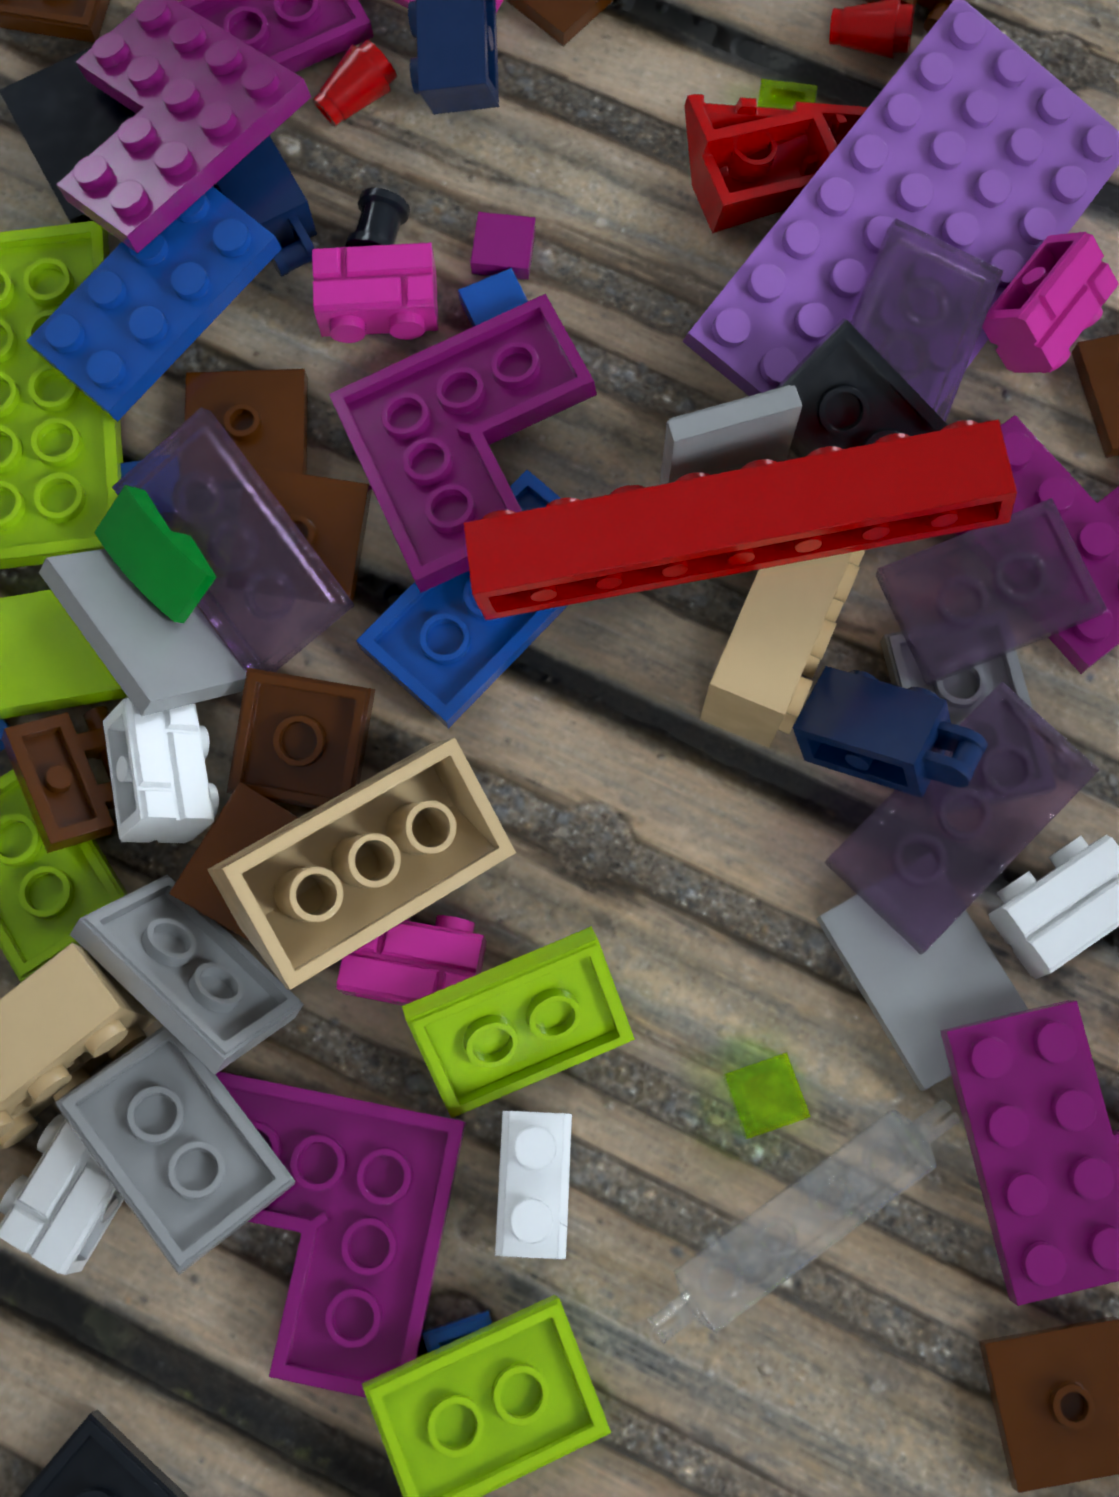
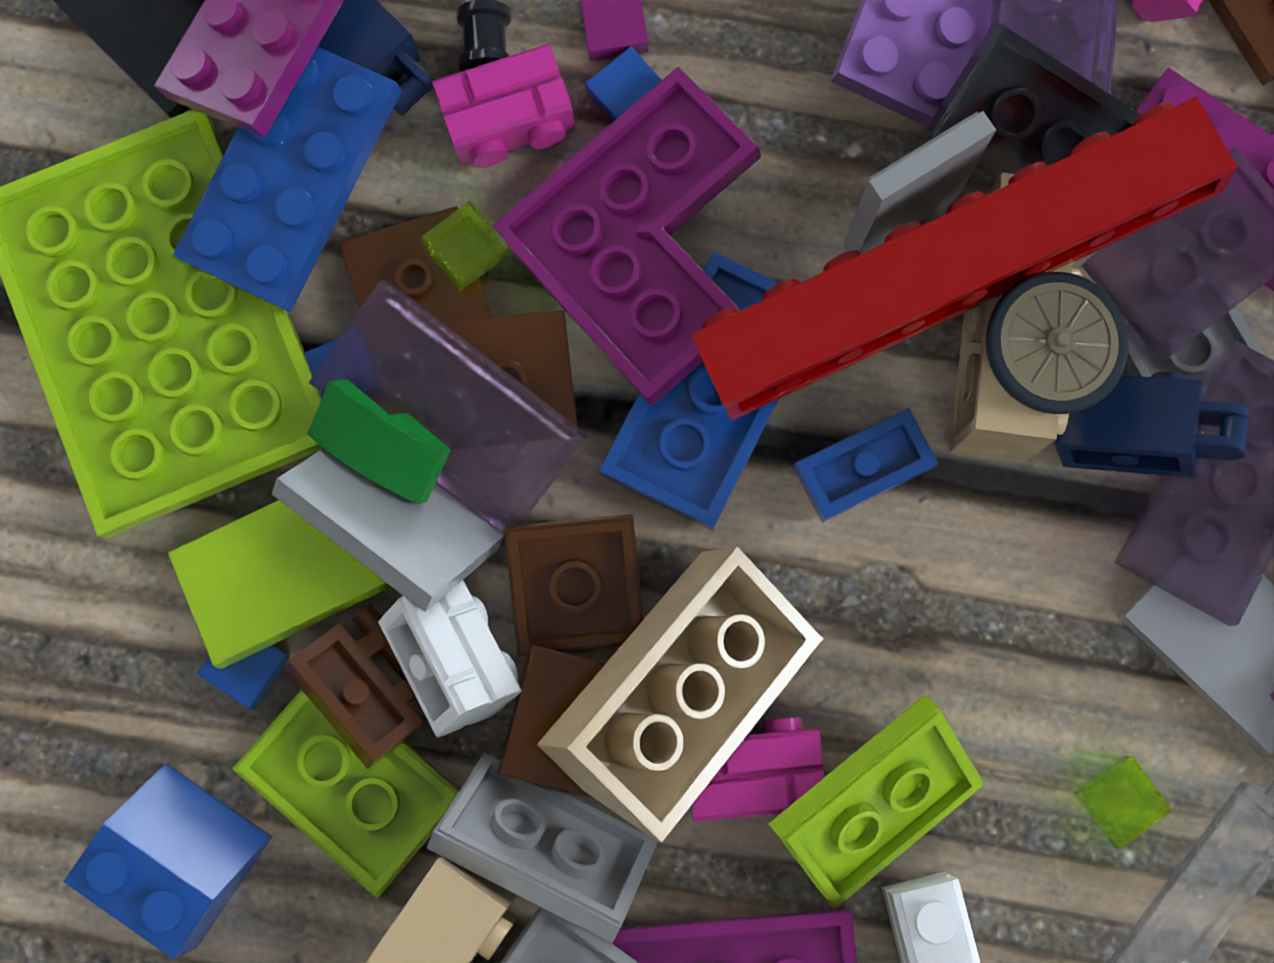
camera: 15 degrees left, 5 degrees up
(298, 404) = (465, 245): none -> clear neon green tile
(611, 705) = (865, 465): none -> blue plate
(809, 622) = (1057, 342): none -> dark tan wheel

